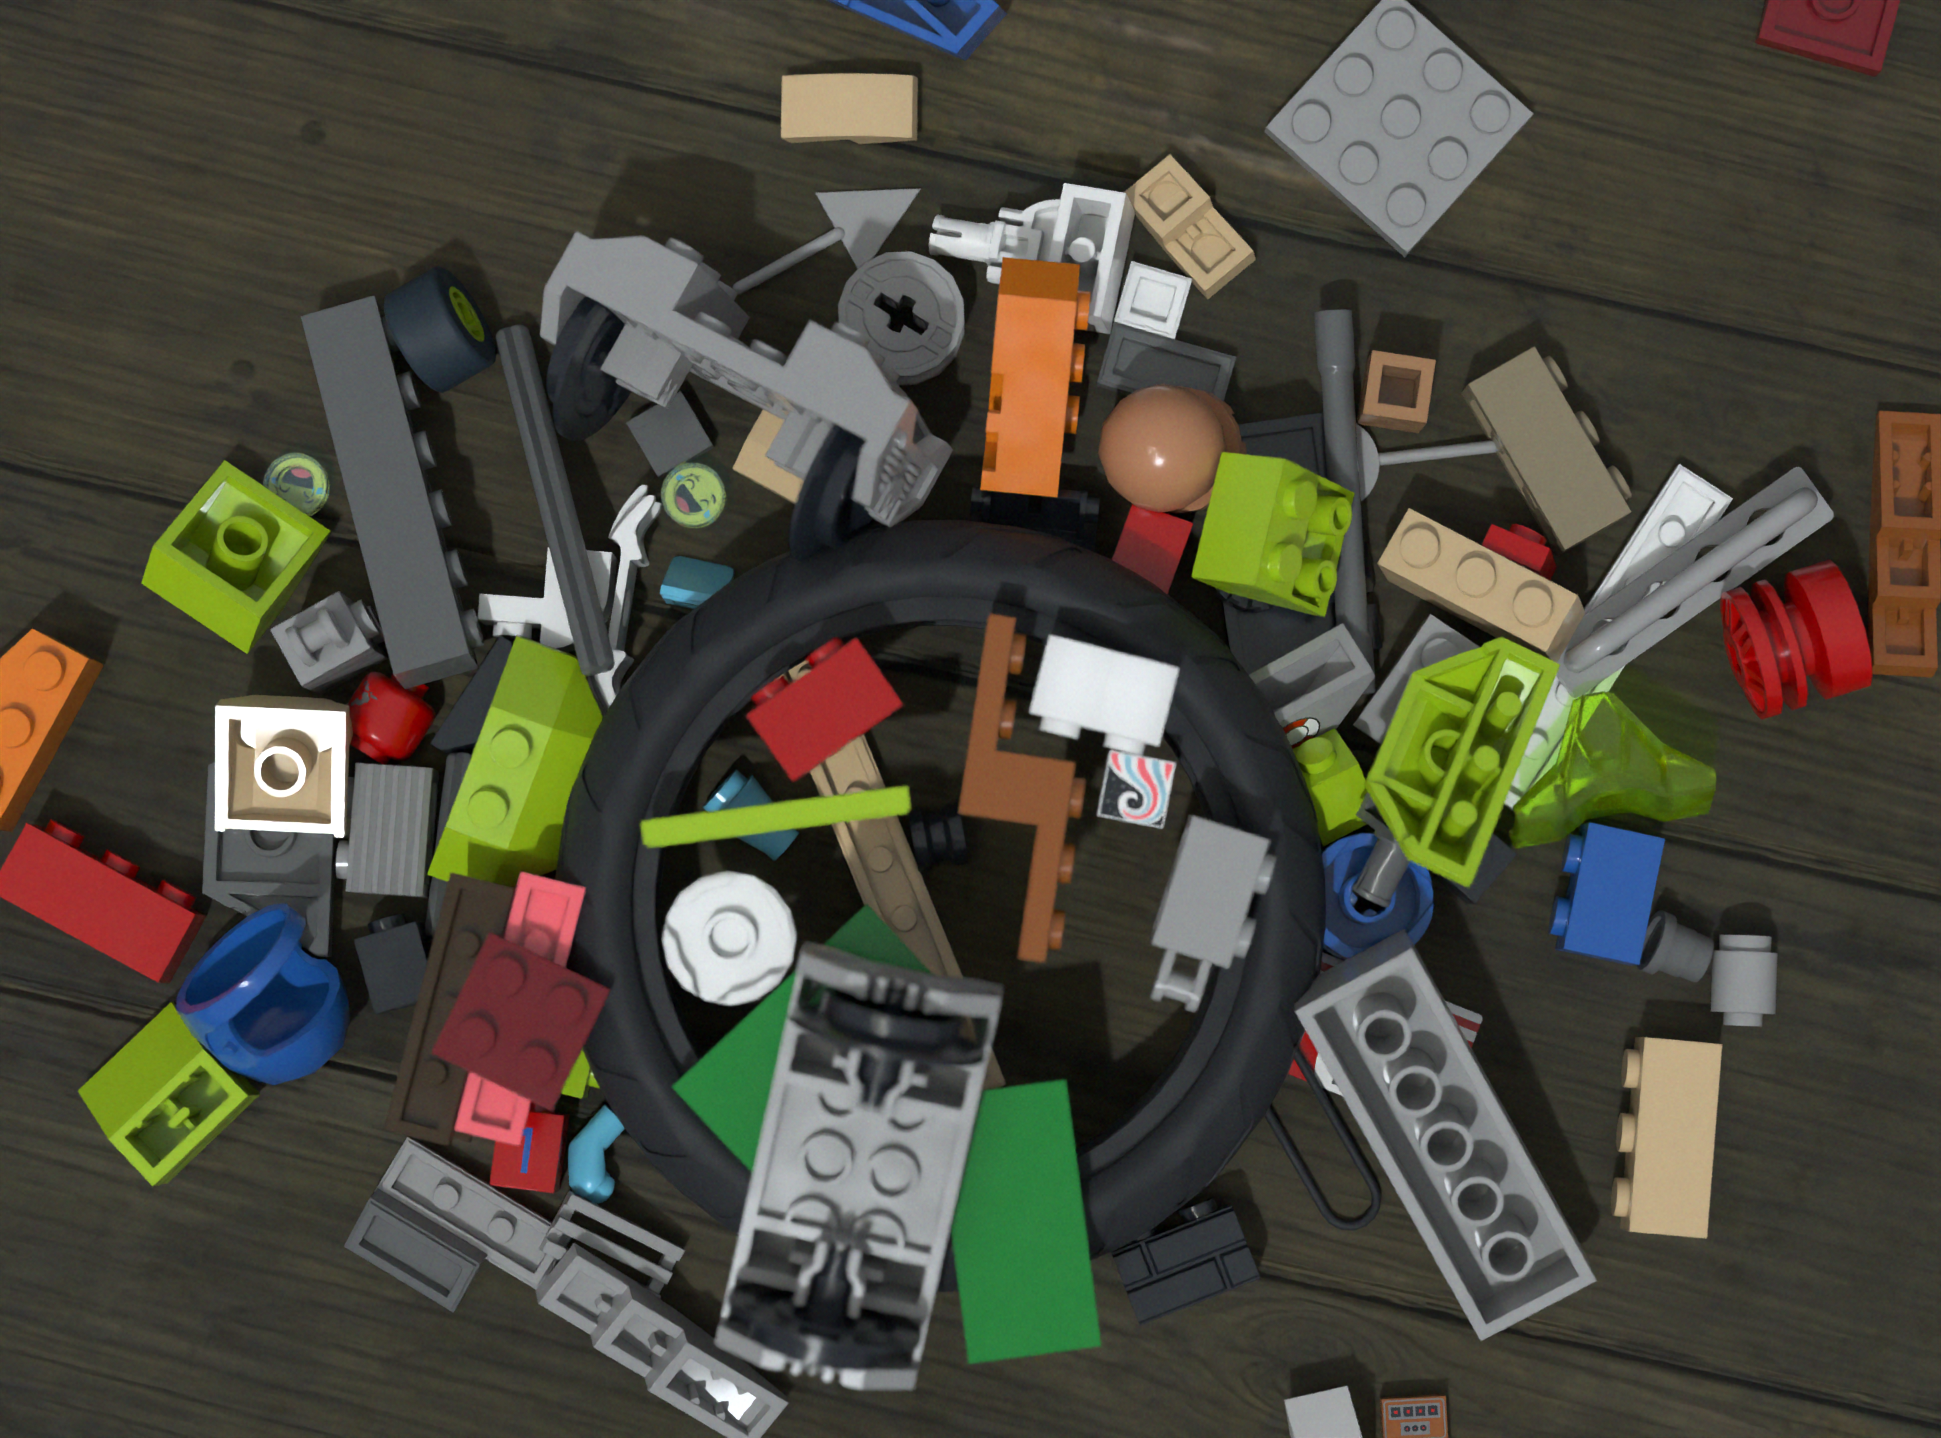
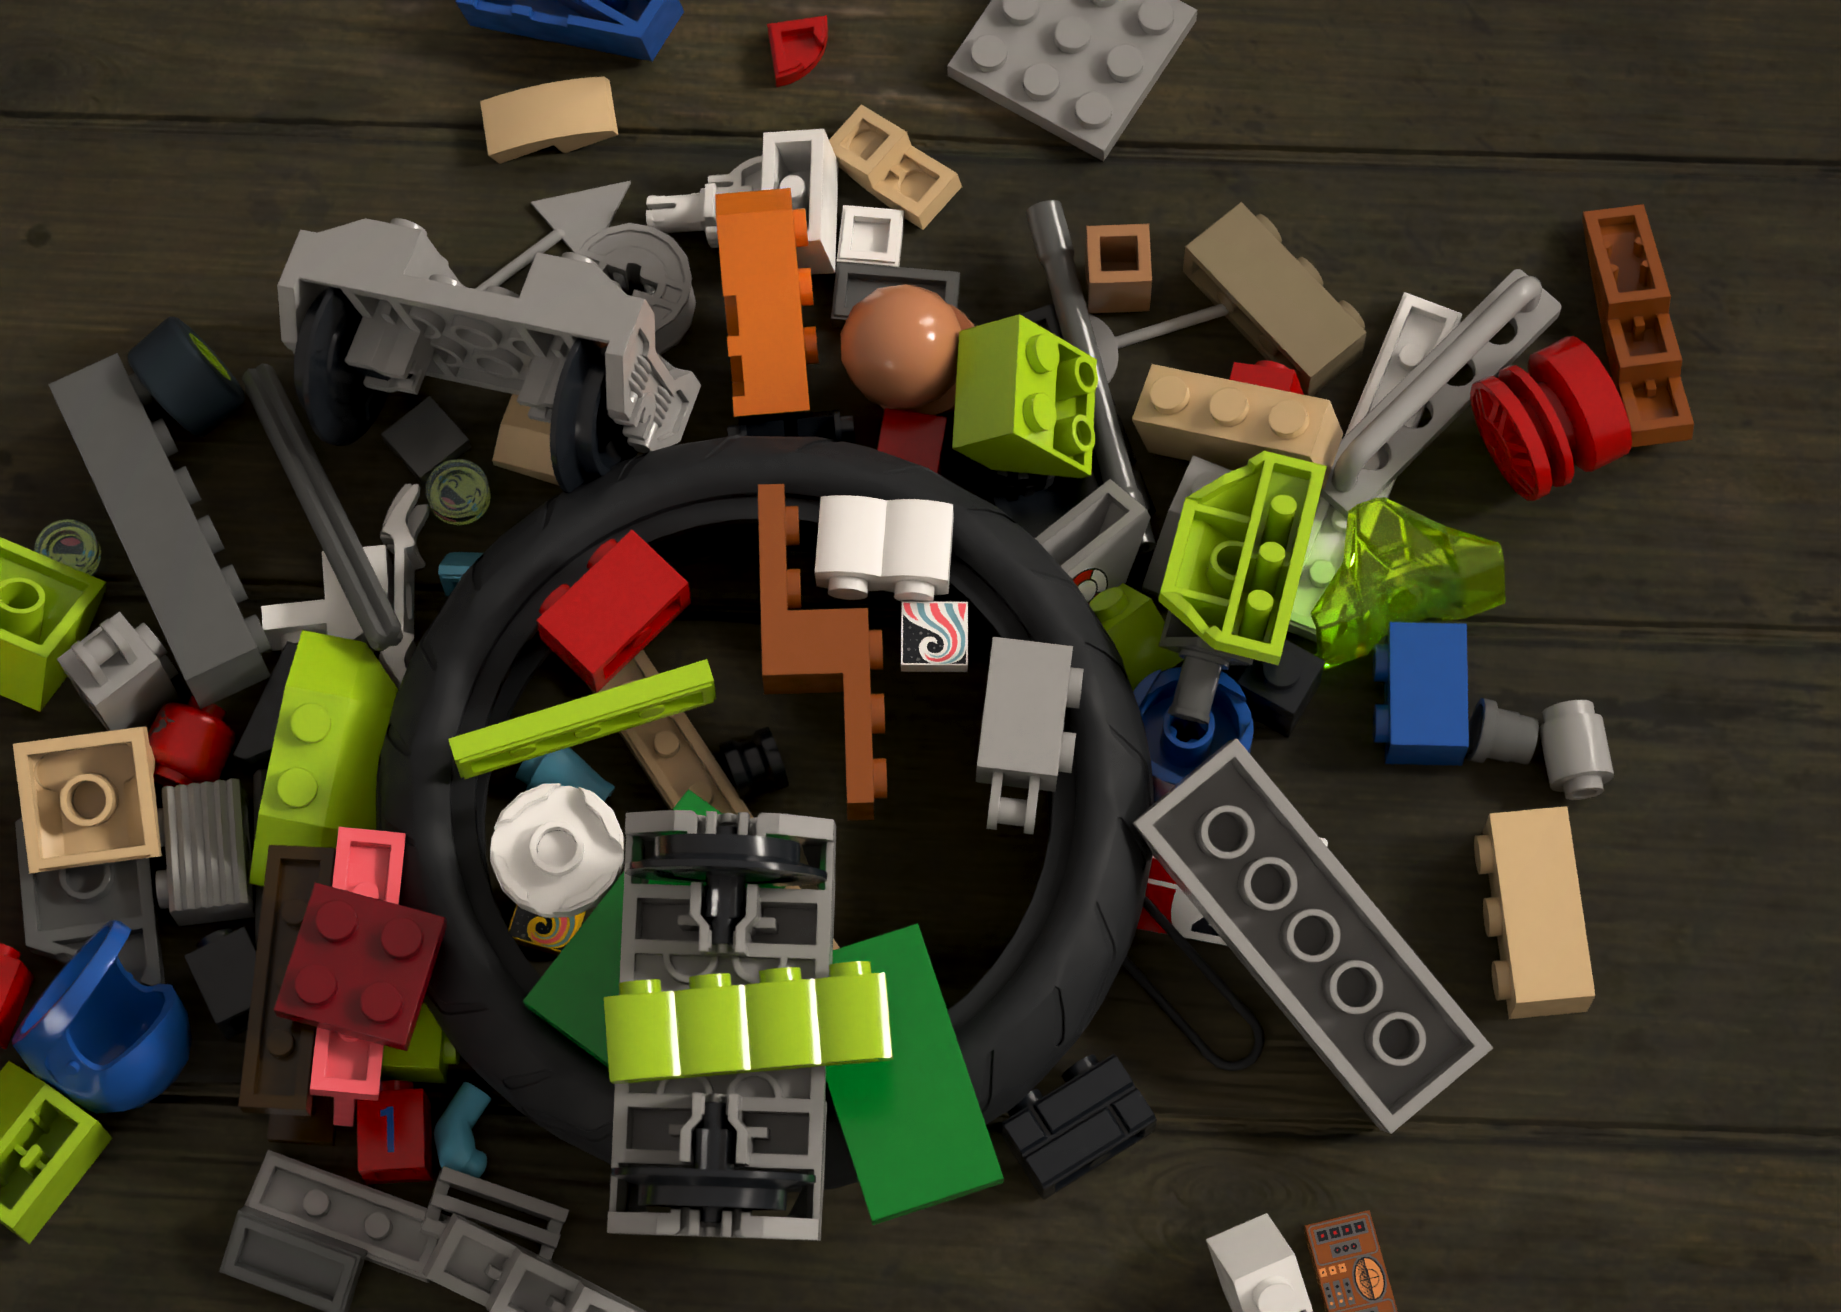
camera: 10 degrees left, 15 degrees down
(881, 1185) = (748, 1027): none -> lime brick
(1115, 73) = (797, 47): none -> red tile

